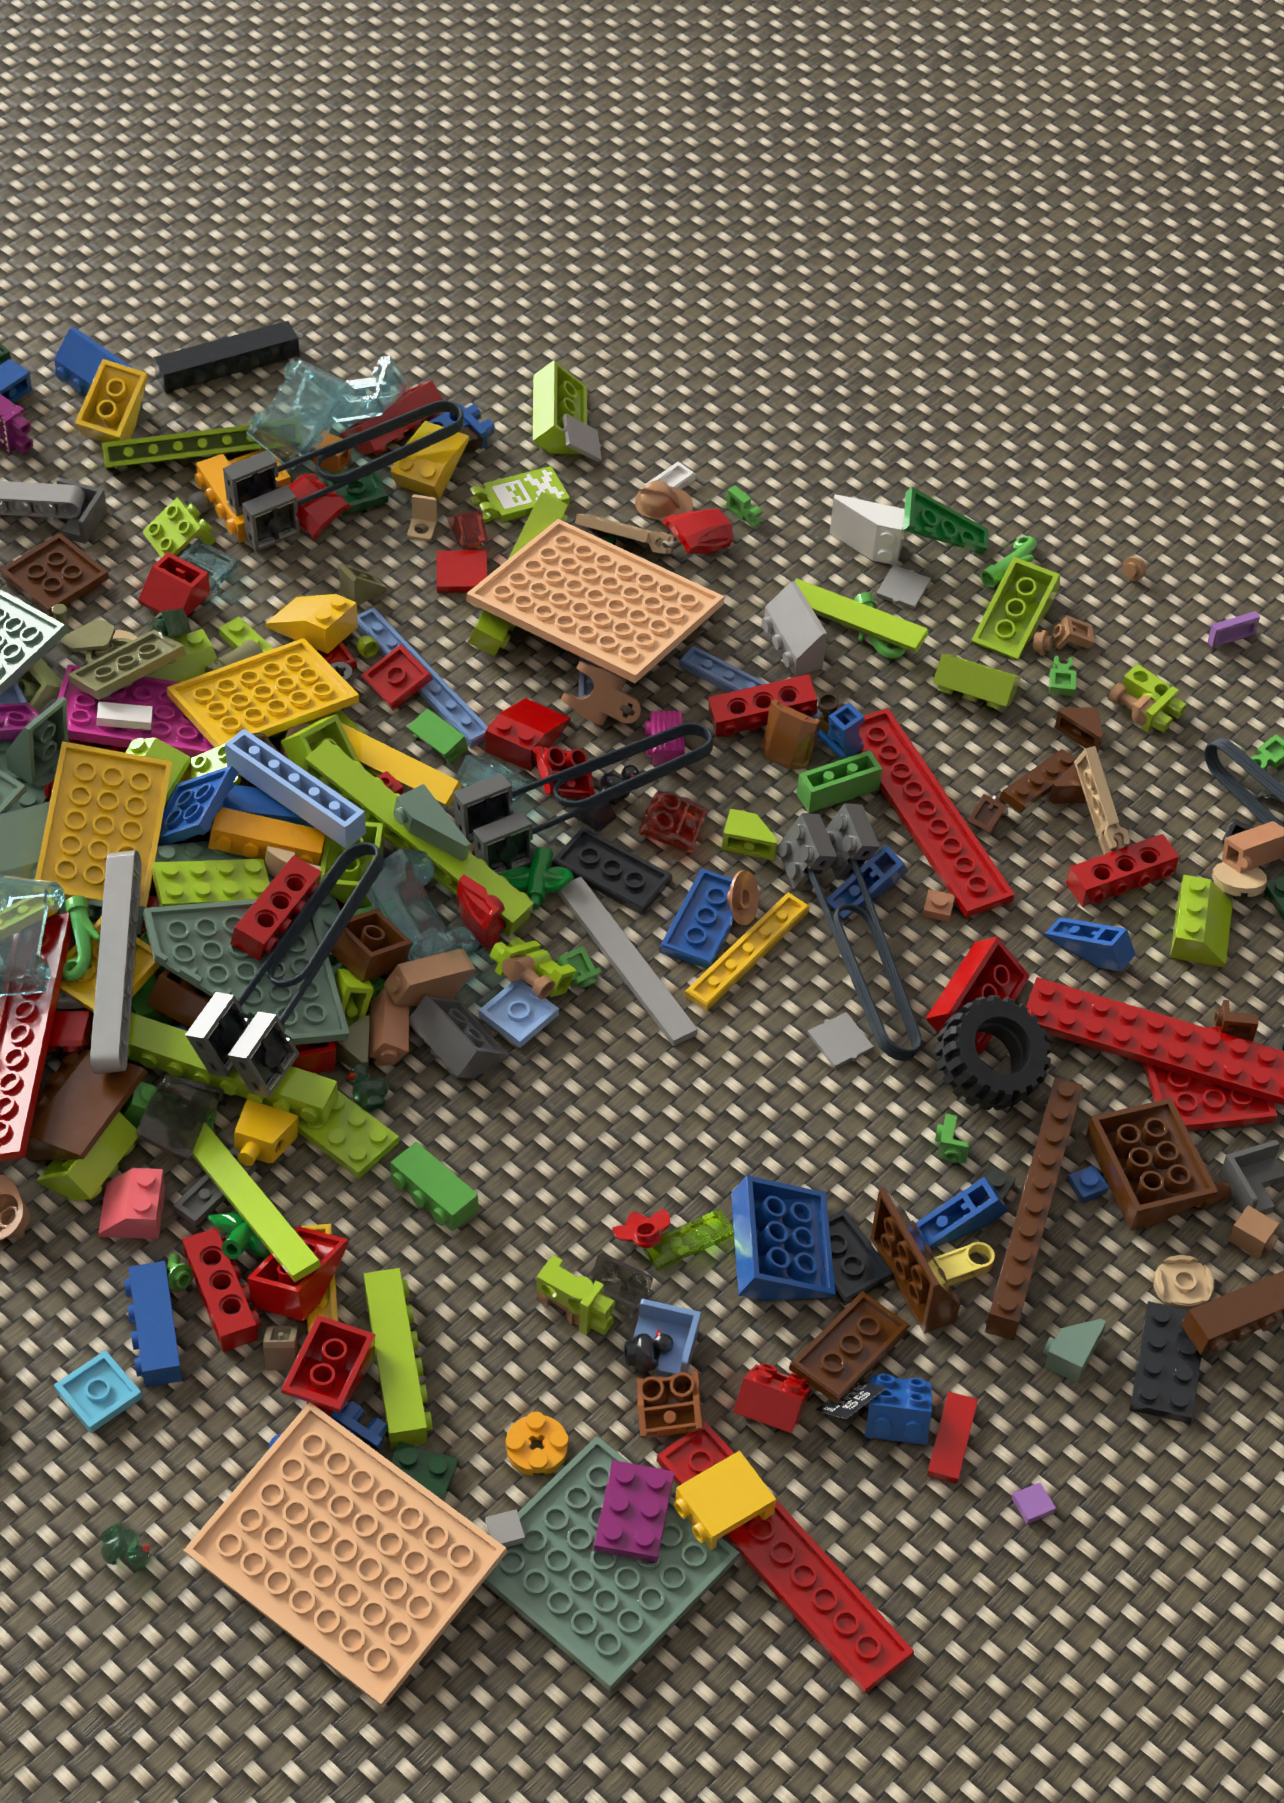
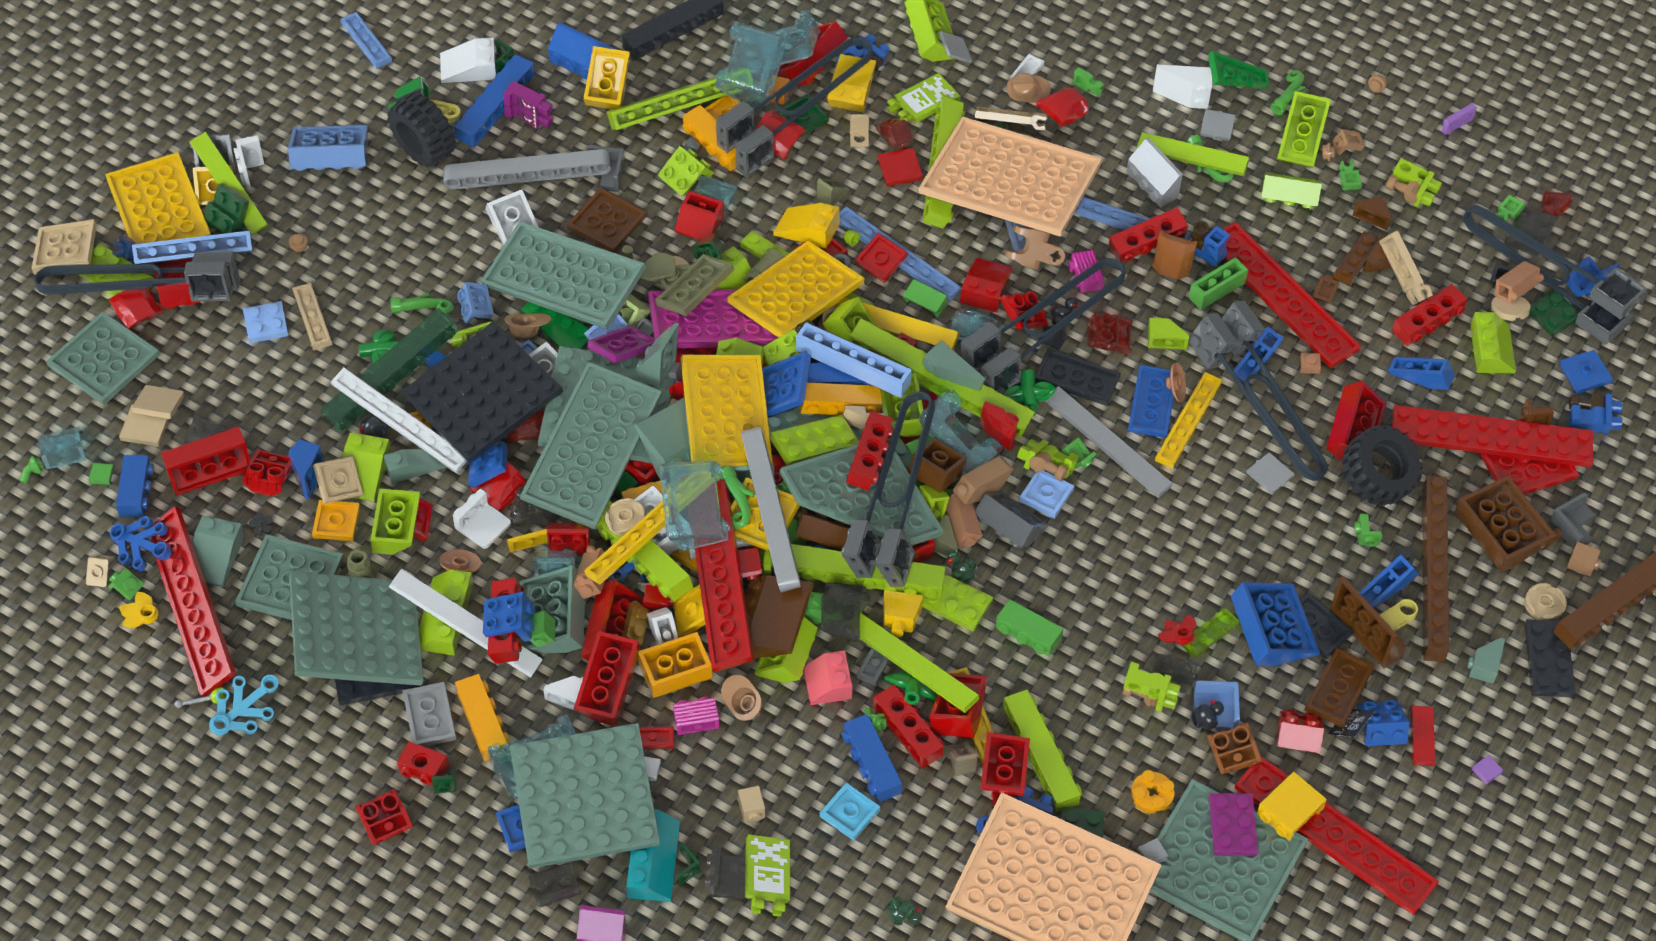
camera: 10 degrees left, 5 degrees up
(124, 715) = (706, 324): white tile -> none
(1087, 1184) = (1464, 545): blue plate -> none

